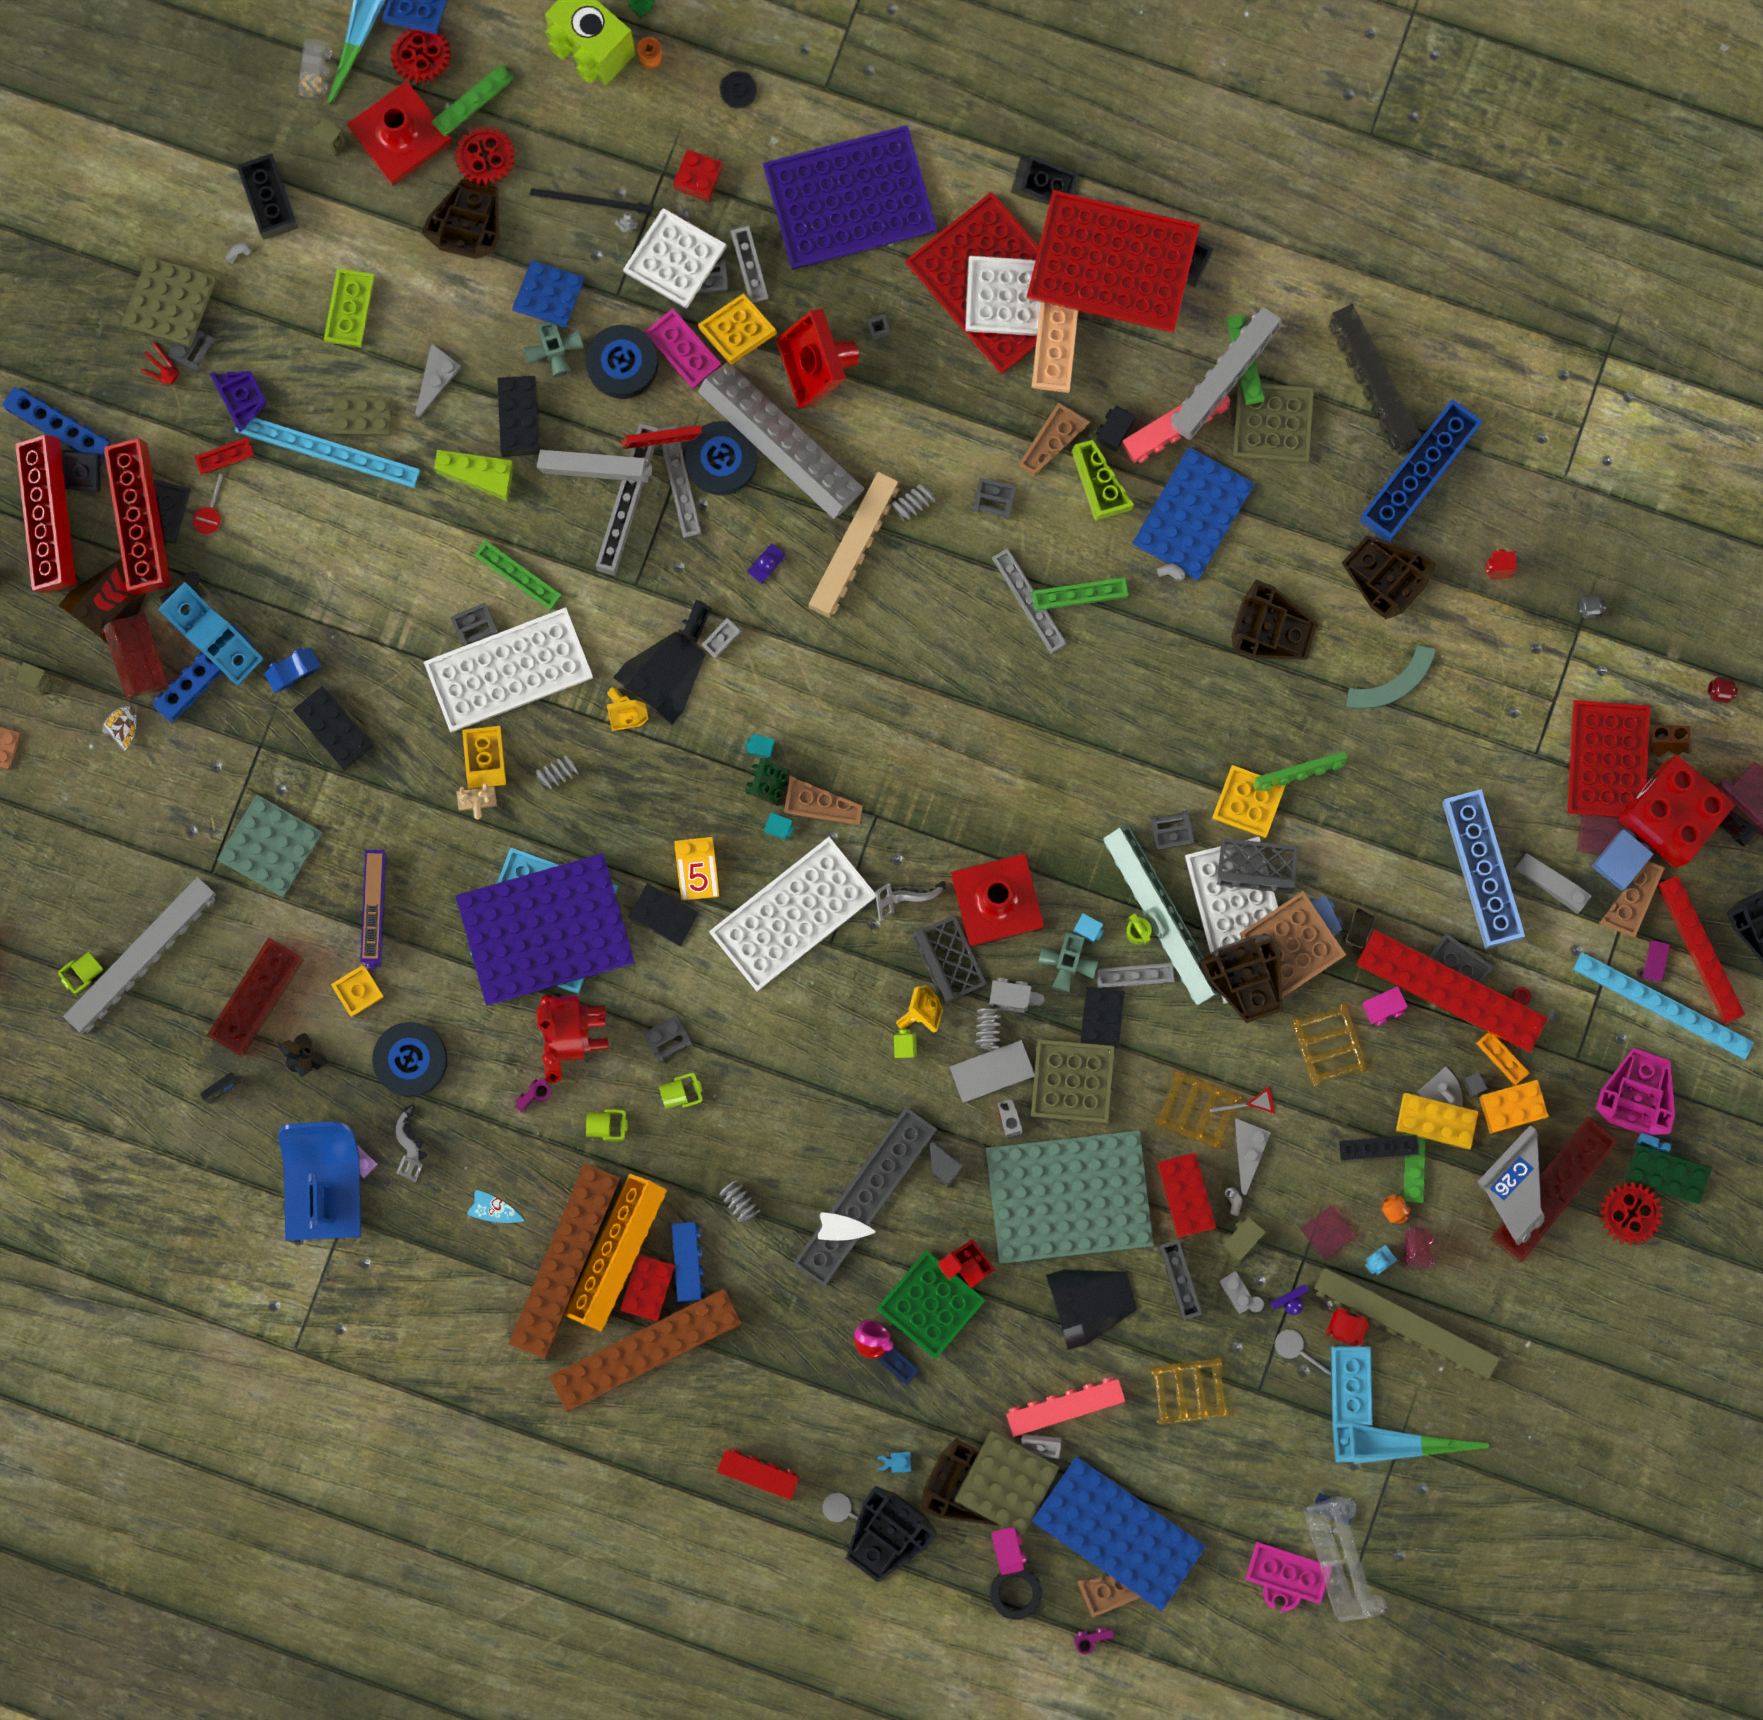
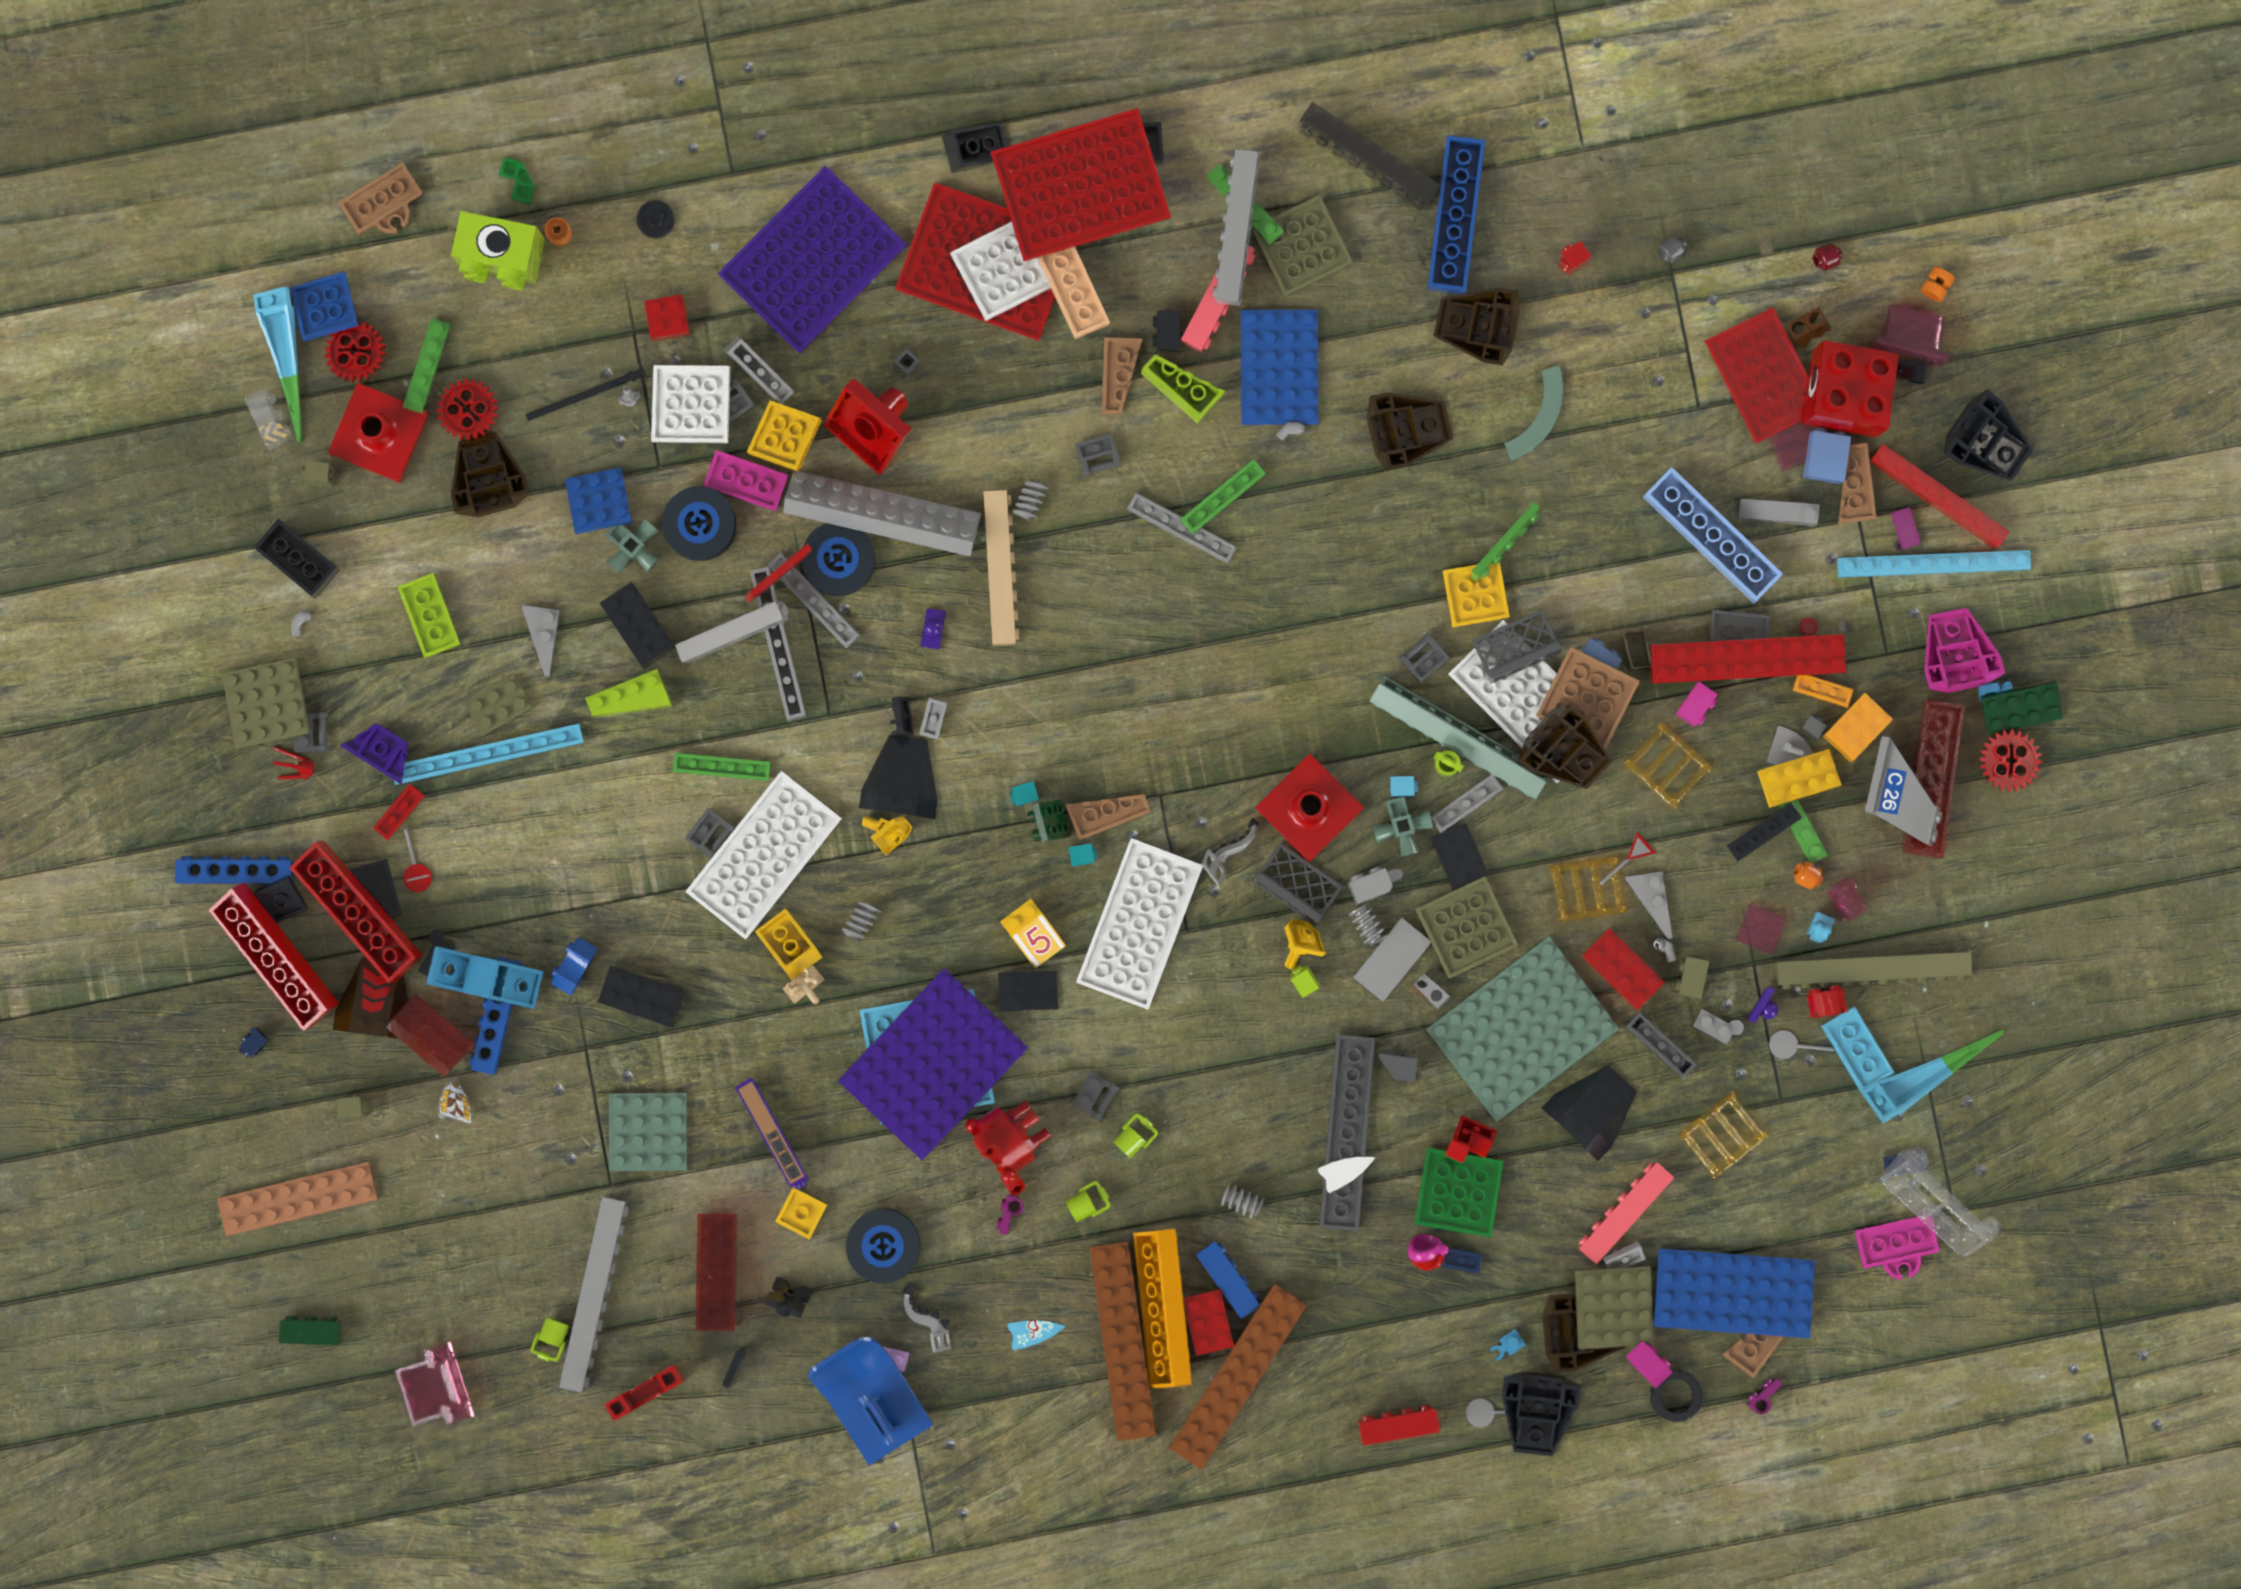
camera: 30 degrees left, 5 degrees up
(109, 1063) = (645, 1392): none -> red arch

